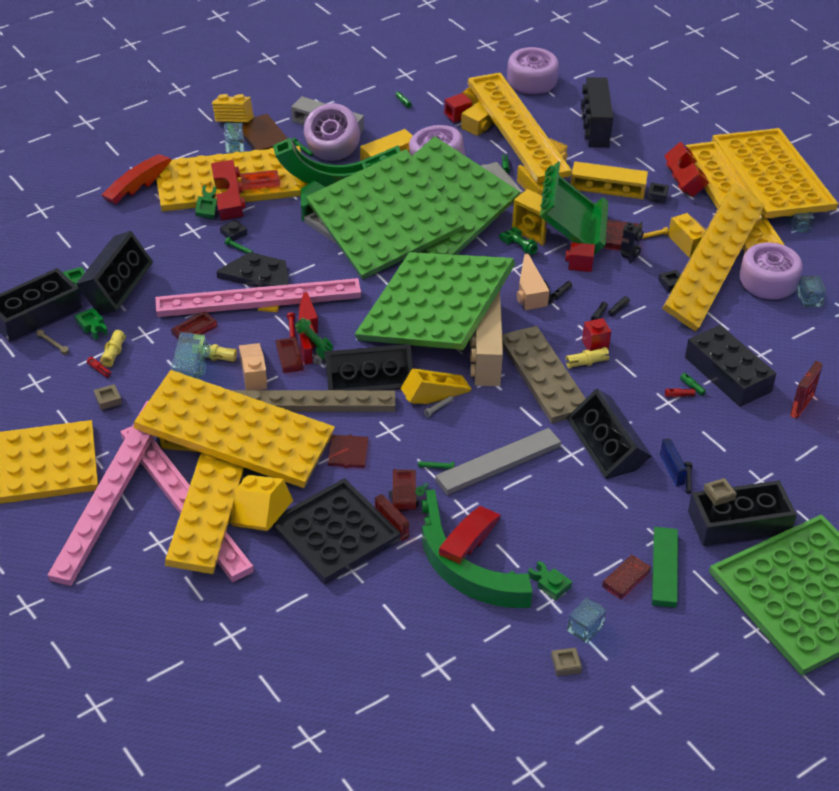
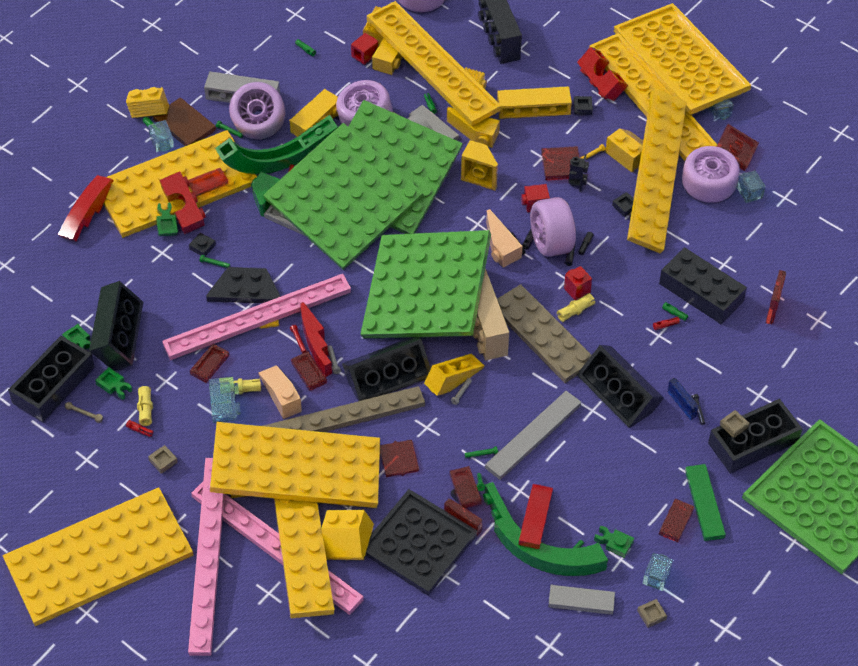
camera: 15 degrees left, 10 degrees up
(322, 344) = (339, 355): green hinge -> none
(491, 628) = (581, 599): none -> light grey tile
(515, 235) = (466, 186): green hinge -> none
(572, 211) = (517, 153): green panel -> none
(586, 278) = (553, 226): none -> lavender wheel
(811, 254) = (738, 144): none -> clear red tile

